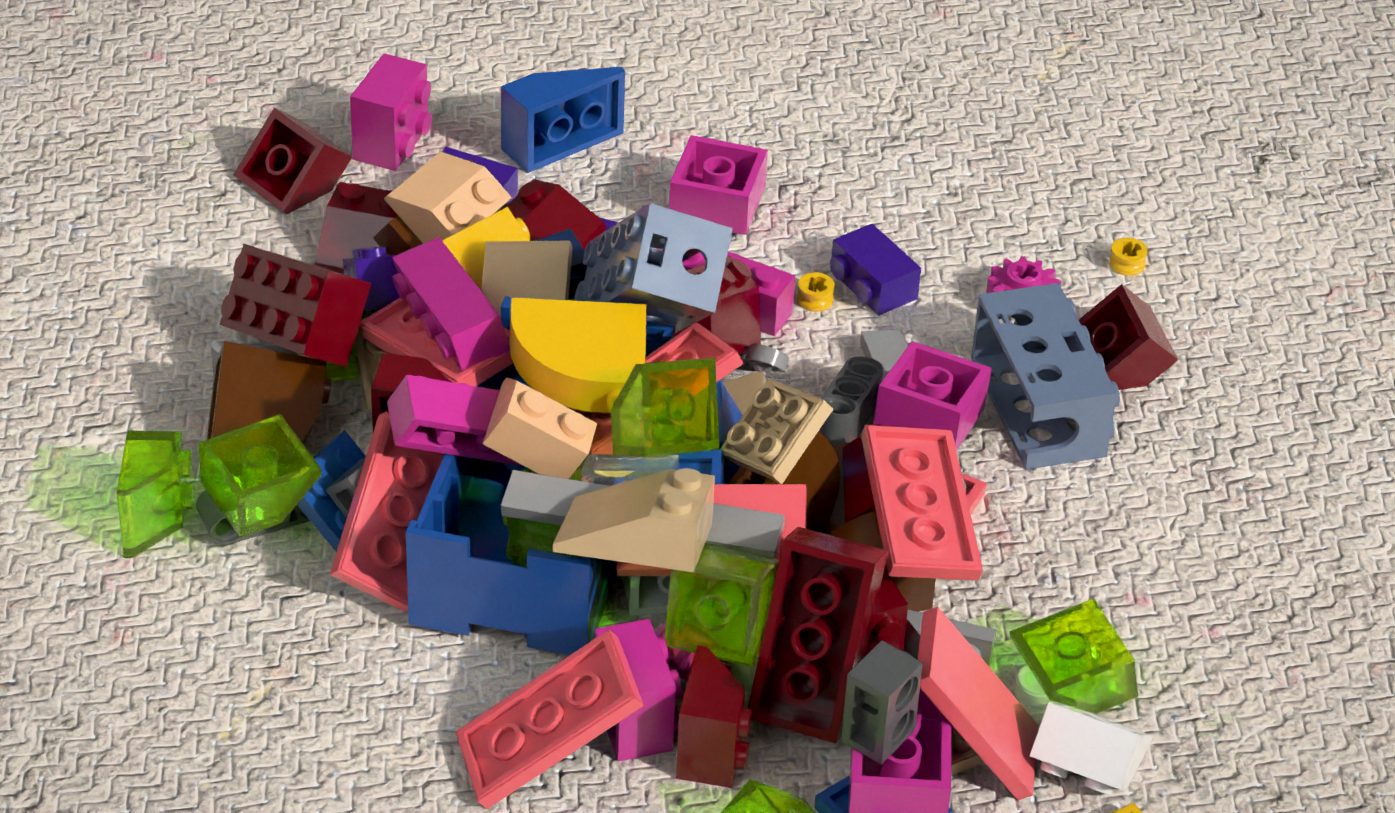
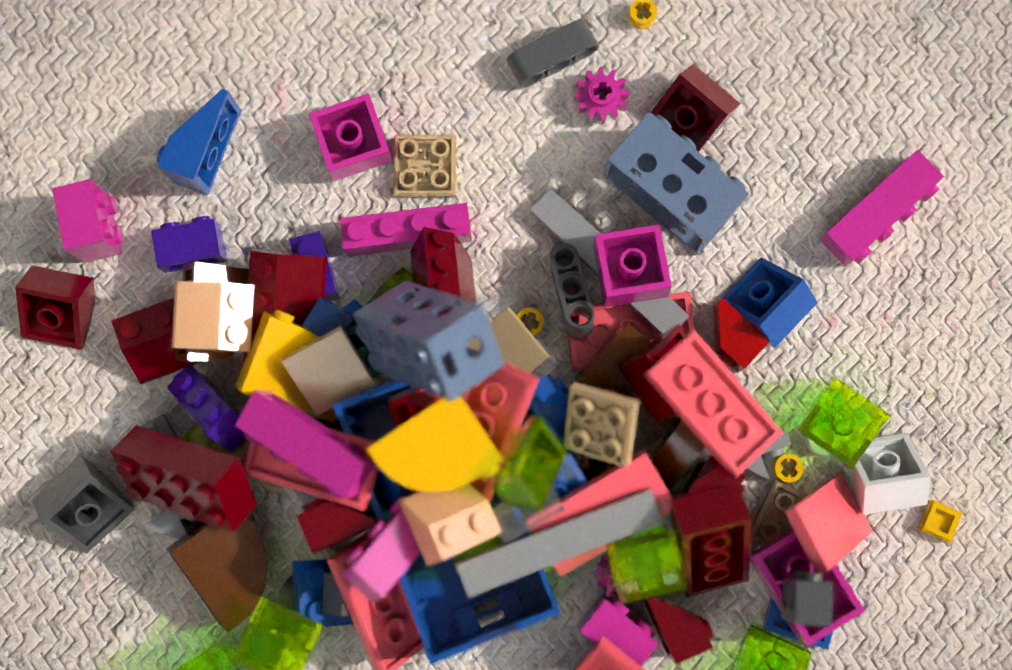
camera: 30 degrees left, 40 degrees up
(163, 309) = (82, 505): none -> flat silver slope
(643, 521) = (576, 576): tan slope -> none
(766, 358) = (489, 277): light grey tile -> none
(783, 247) = (424, 166): none -> tan tile
(815, 291) = (481, 180): yellow bush -> none
(875, 269) = (499, 144): dark purple brick -> none
(997, 233) = (552, 53): none -> dark grey beam
(1009, 541) = (735, 337): none -> red slope
(1076, 534) = (771, 299): none -> blue slope
(1279, 523) = (882, 208): none -> dark pink brick

